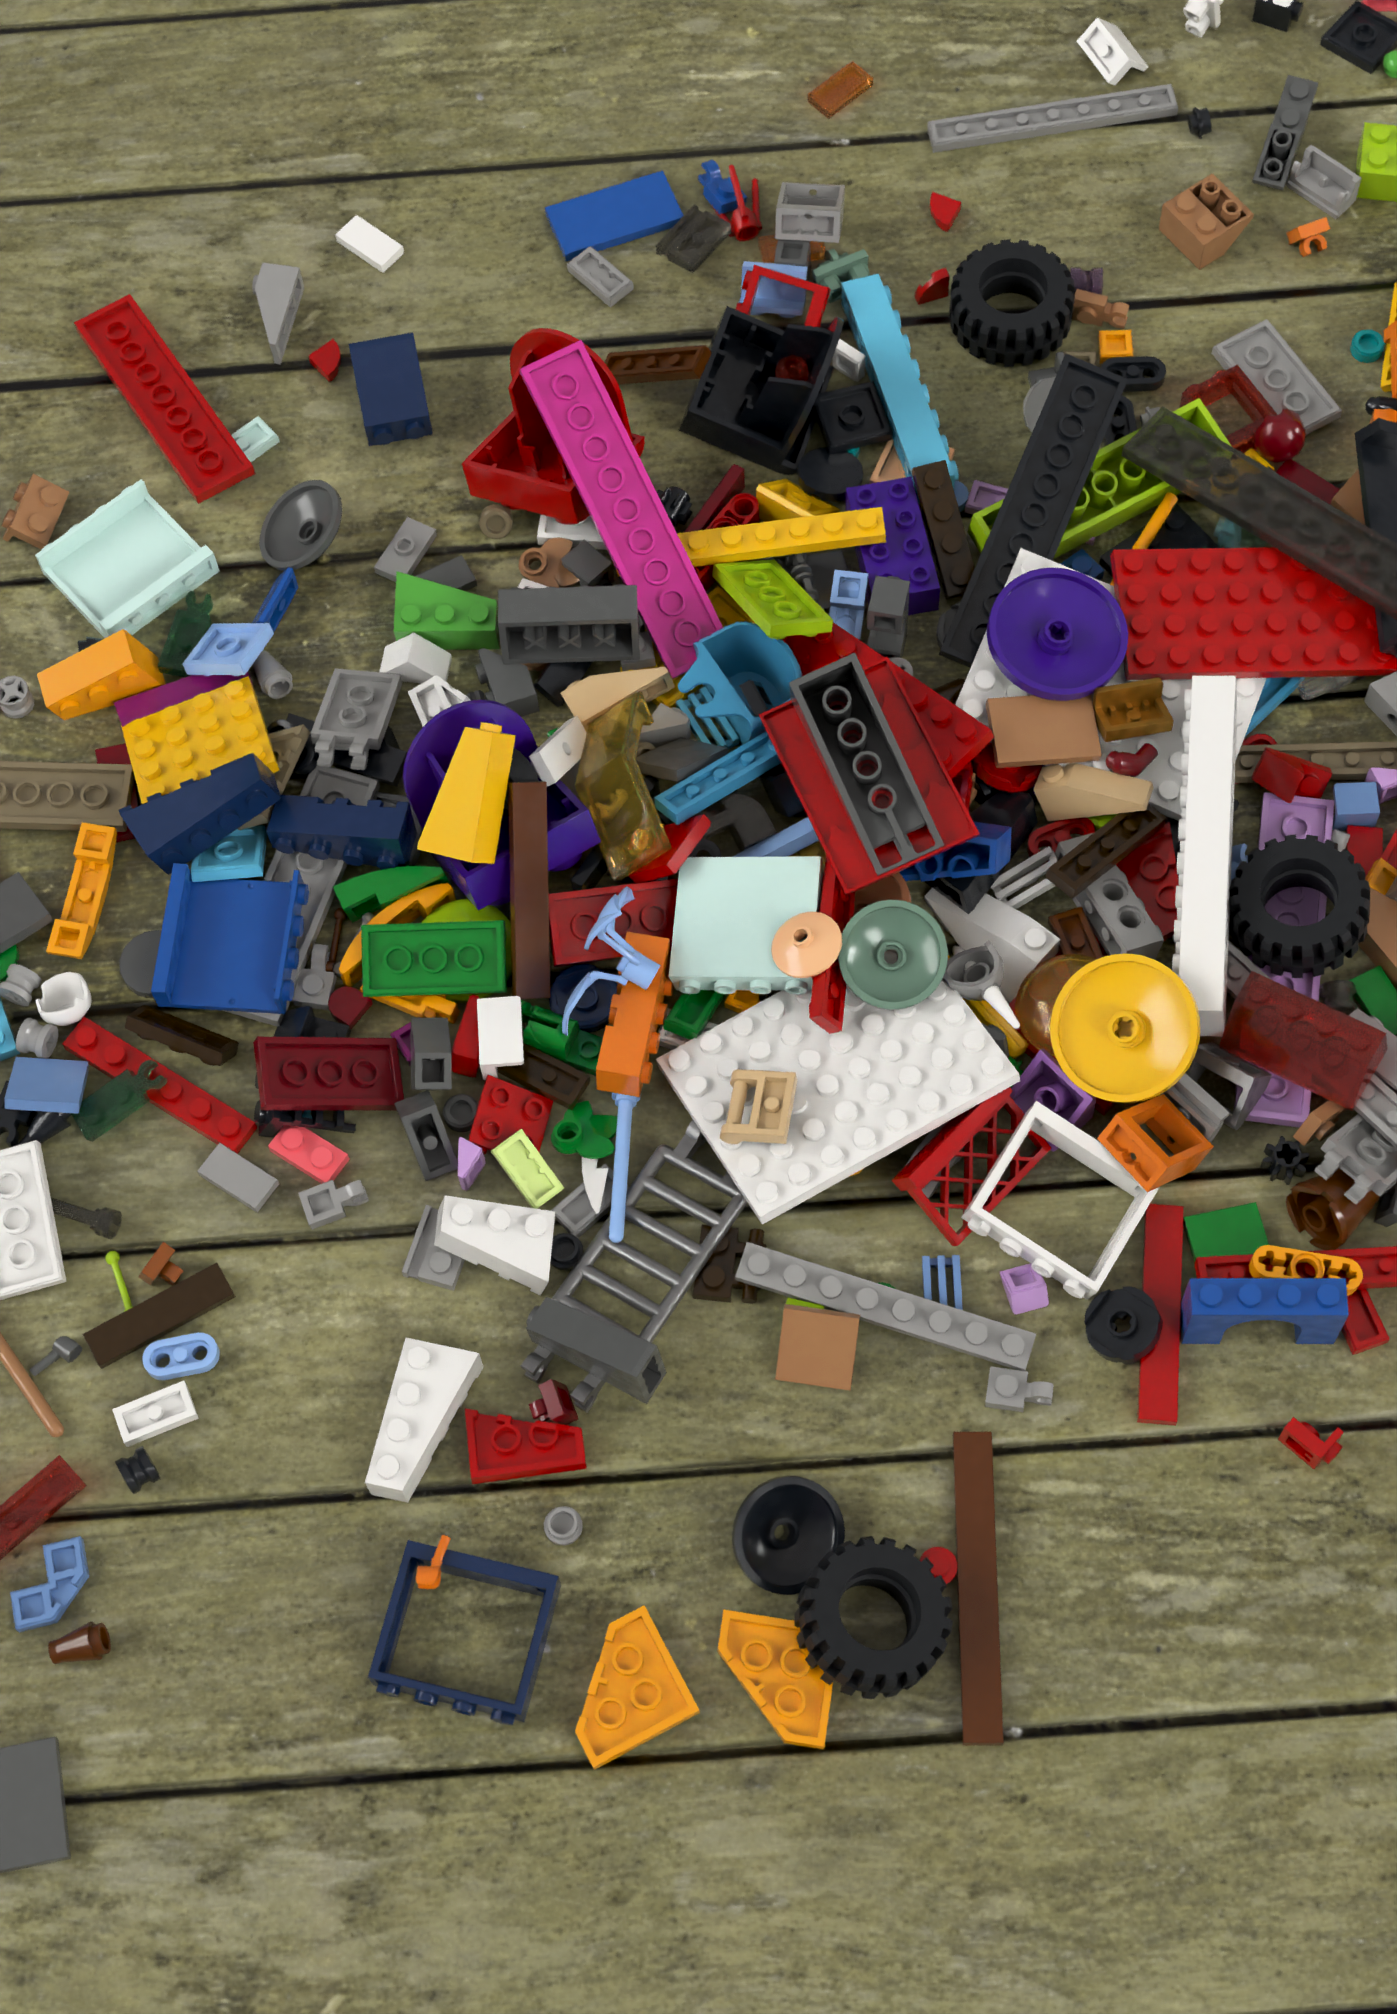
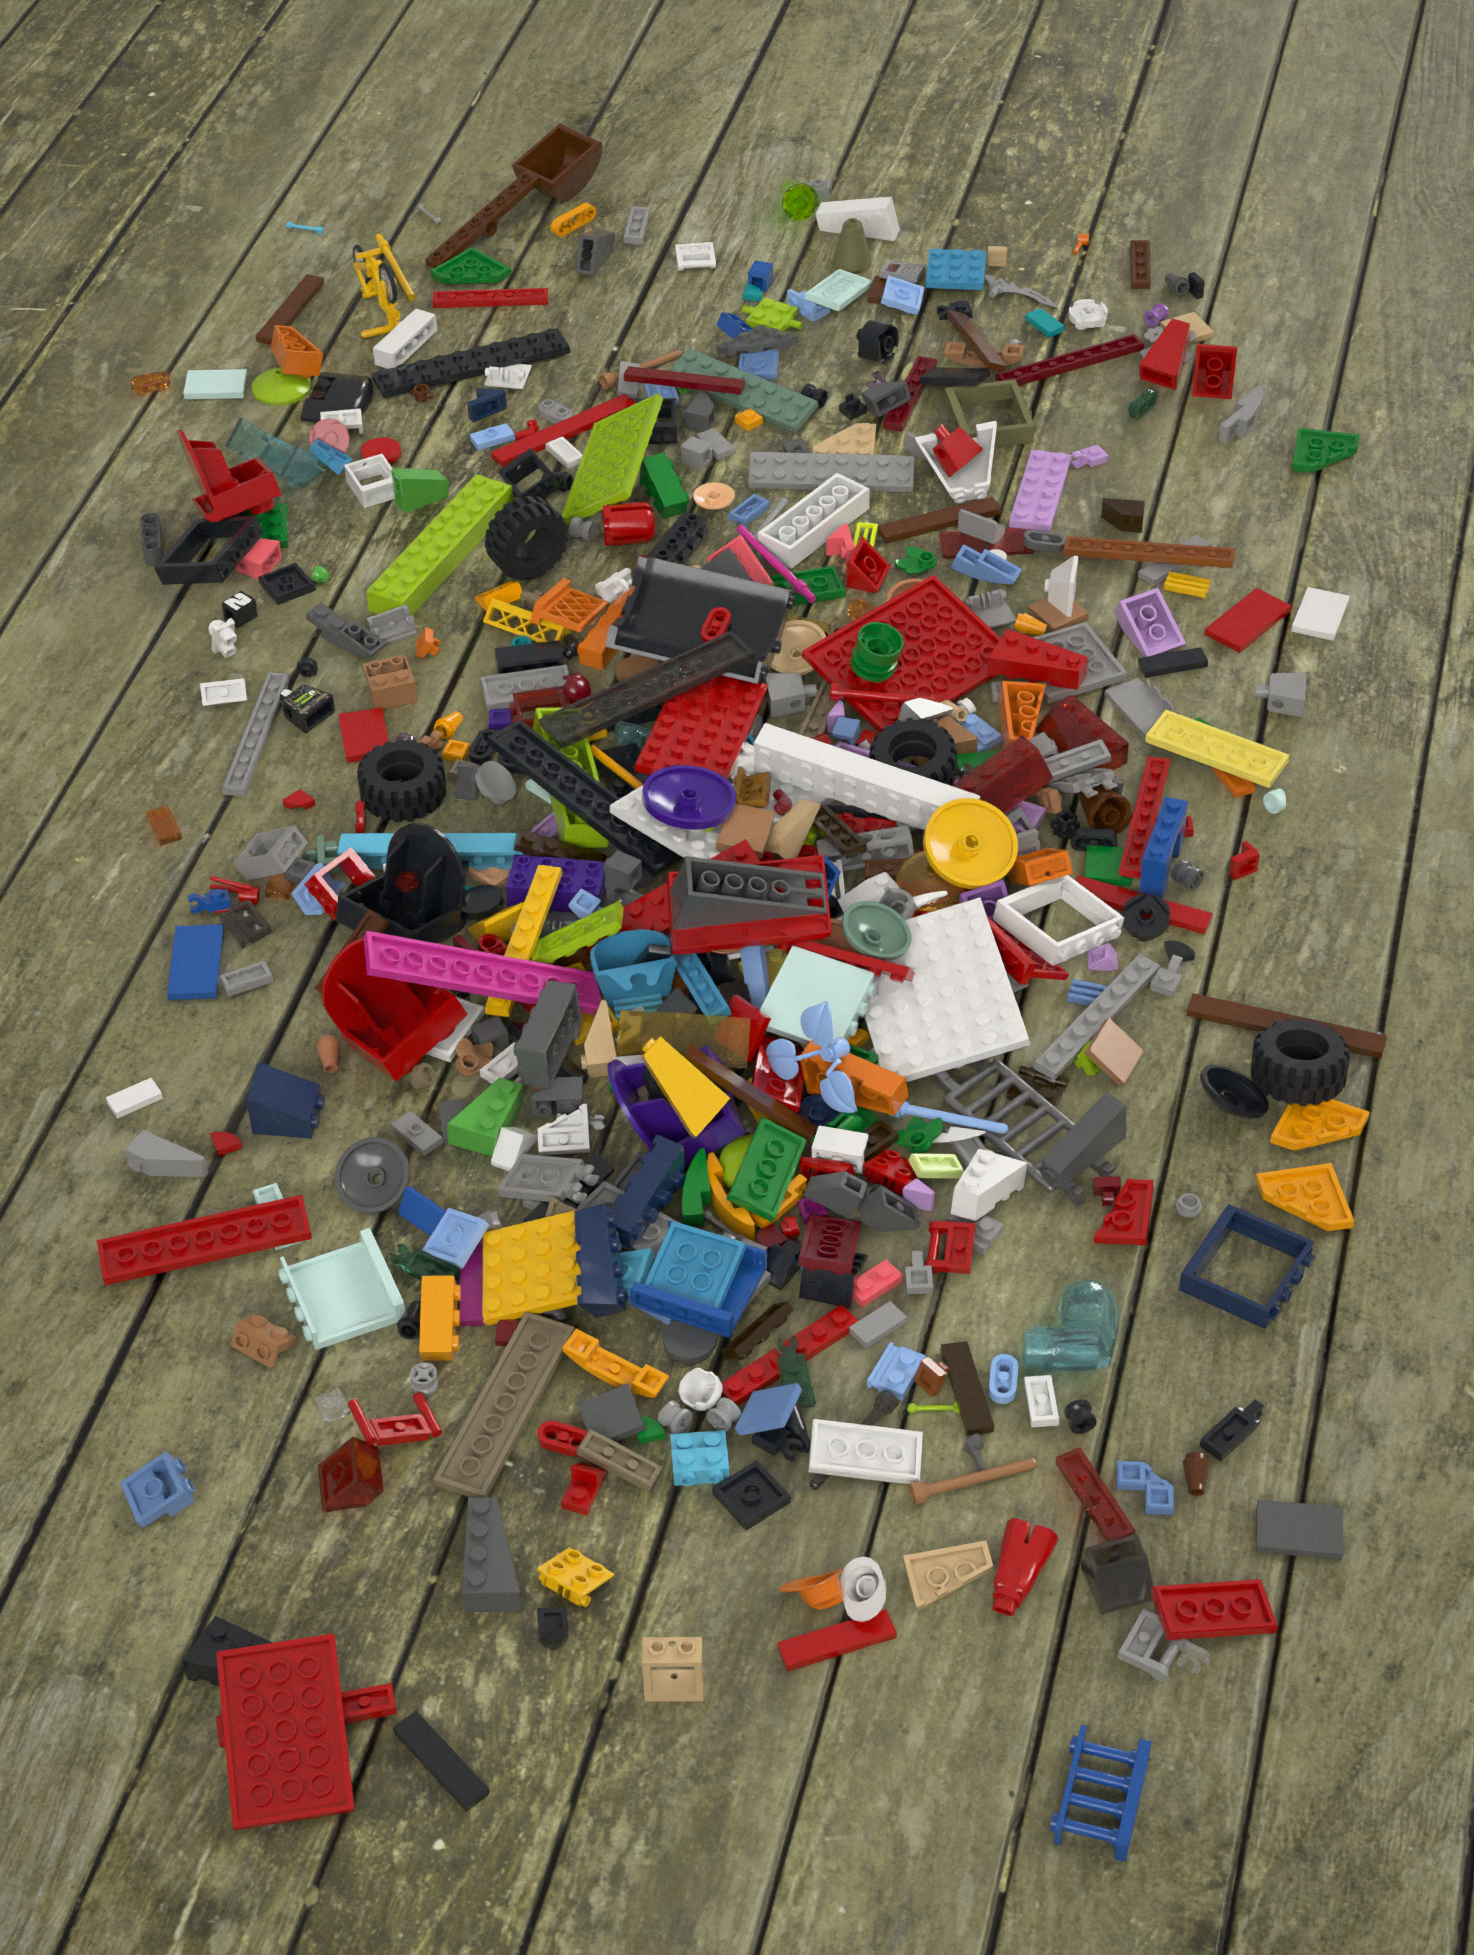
camera: 75 degrees left, 20 degrees down
(165, 1677) = (1232, 1430): none -> black hinge
(167, 1219) = (895, 1370): none -> light blue plate
(231, 925) = (696, 1264): none -> dark azure plate
(285, 1439) = (1083, 1338): none -> clear light blue piece
(370, 1022) = (790, 1227): none -> red plate
(386, 1236) = (958, 1247): none -> red plate
(421, 1405) = (1087, 1253): white wedge -> none
(430, 1576) = (1210, 1262): orange hand -> none
(496, 410) = (328, 1051): none -> nougat cone
(770, 1107) = (956, 1014): tan plate -> none
(814, 953) = (854, 974): light nougat dish -> none
(1078, 1391) = (1179, 949): none -> black tile
(1101, 232) = (362, 732): none -> red tile
(1116, 149) = (307, 706): none -> black torso
(1157, 318) = (449, 724): none -> light orange cone
(1199, 369) = (499, 718): none -> dark purple tile
(1245, 1363) = (1186, 874): none -> dark grey wheel
(1265, 1194) = (1086, 836): none -> black plate
(1319, 1261) = (1143, 818): light orange beam -> none
(1332, 361) = (528, 657): none -> black brick

